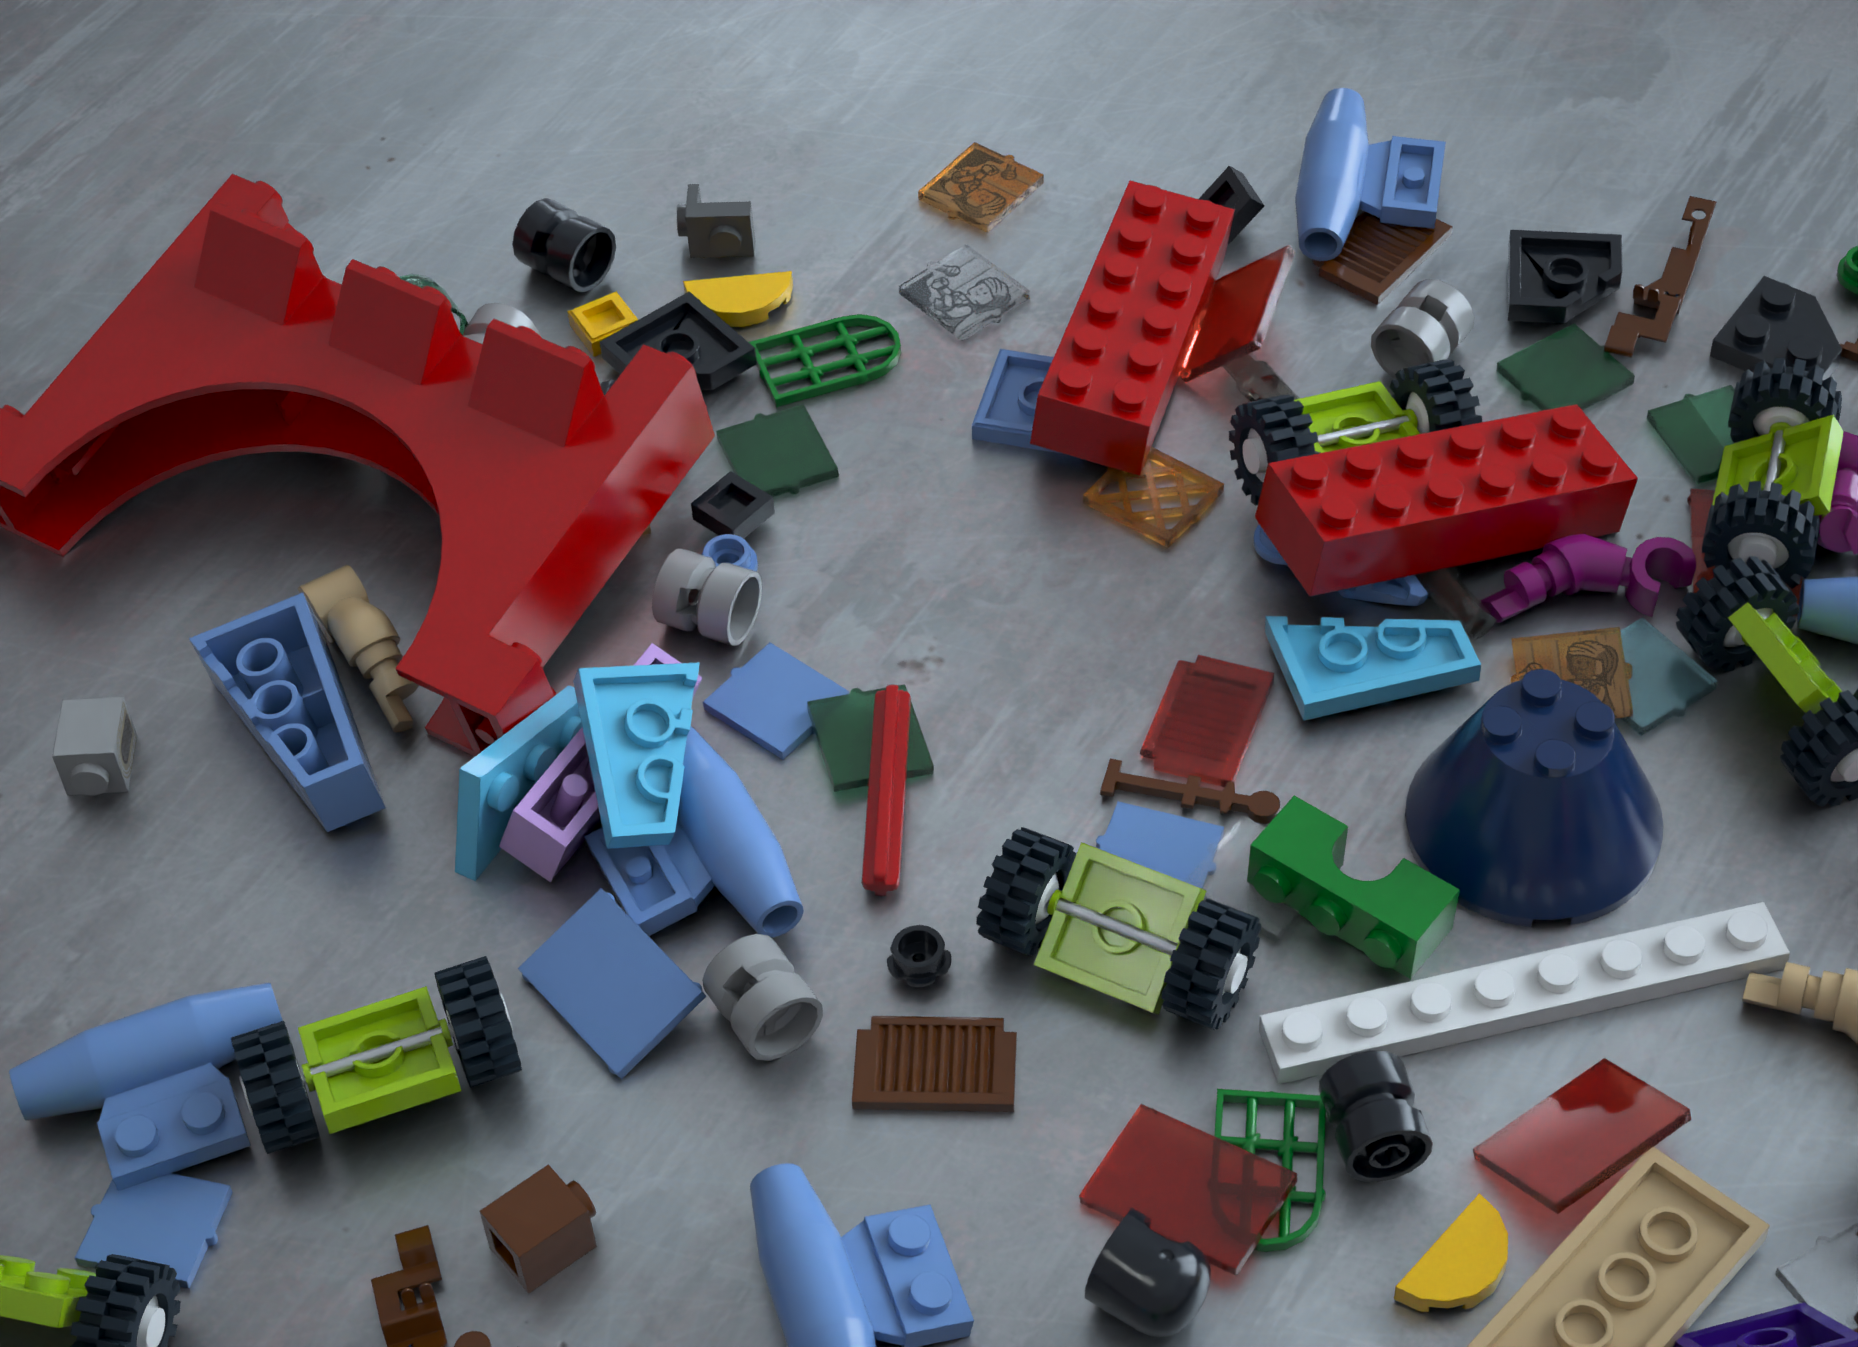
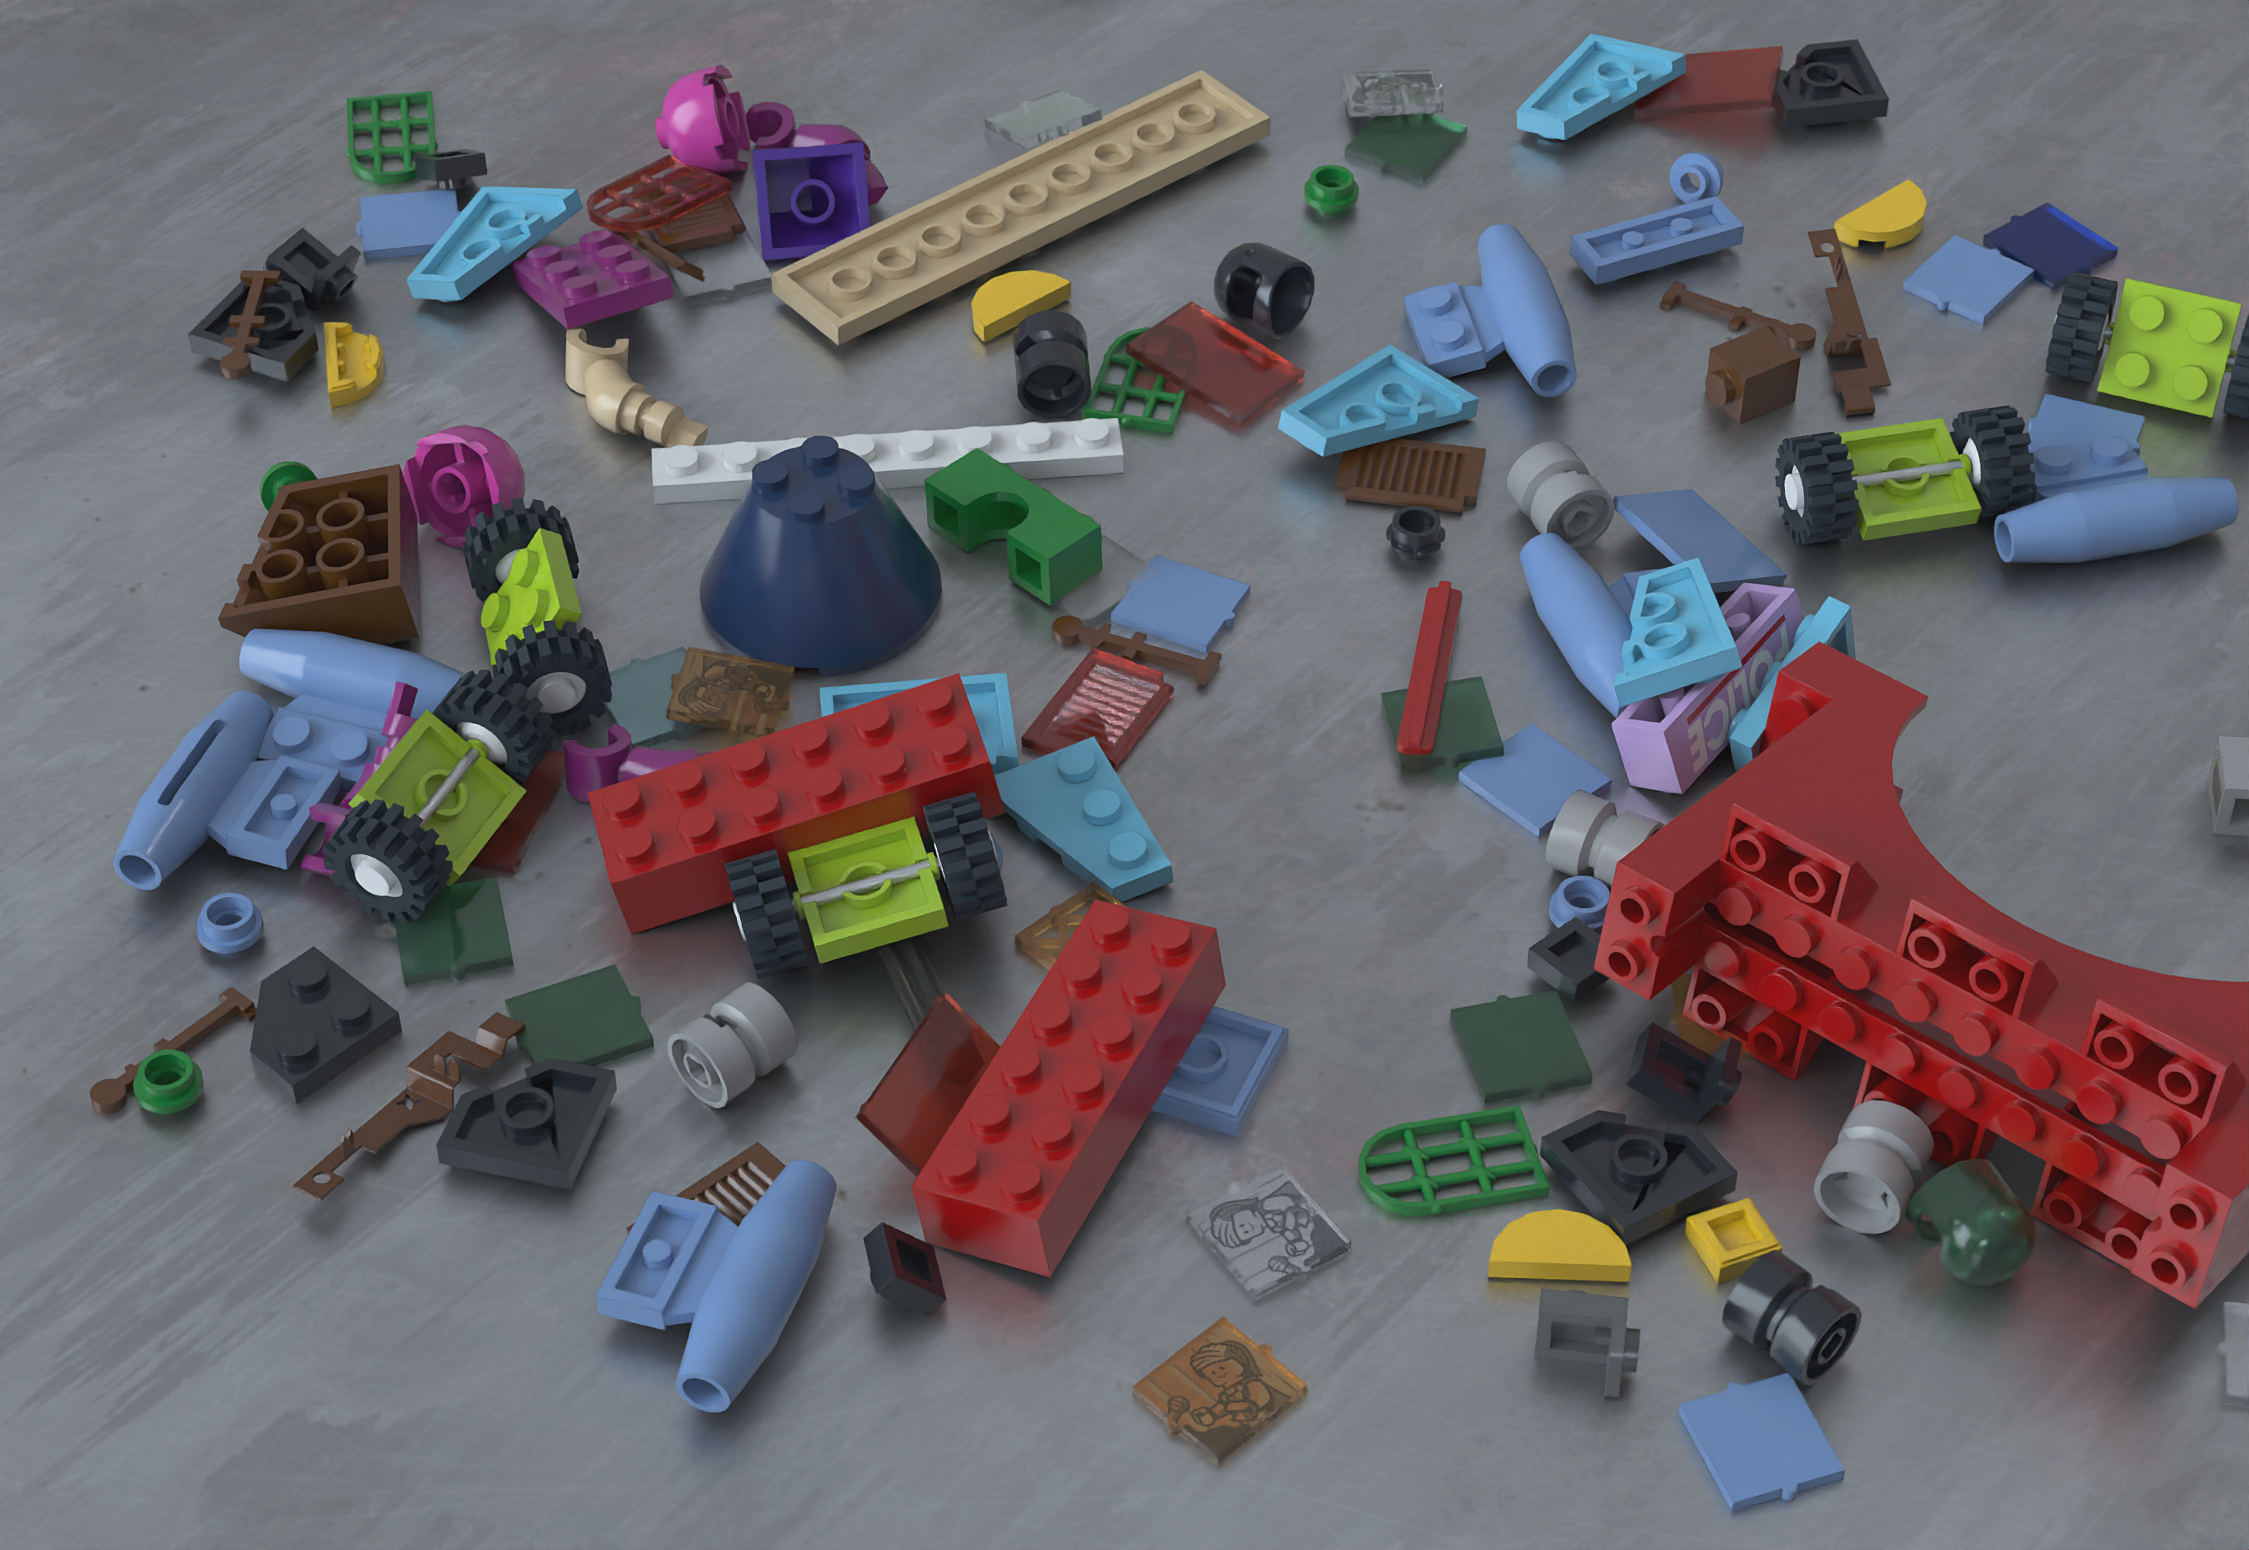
camera: 175 degrees left, 5 degrees down
(292, 701) = (2037, 778): medium blue wedge -> none
(363, 637) = (1985, 837): tan piece -> none
(599, 195) = (1761, 1441): none -> medium blue piece
(988, 1124) = (1375, 403): none -> medium azure wing
(1119, 927) = (1302, 529): plate -> none
(1190, 591) = (1087, 818): none -> medium azure wing
(1581, 1135) = (886, 352): clear red piece -> none

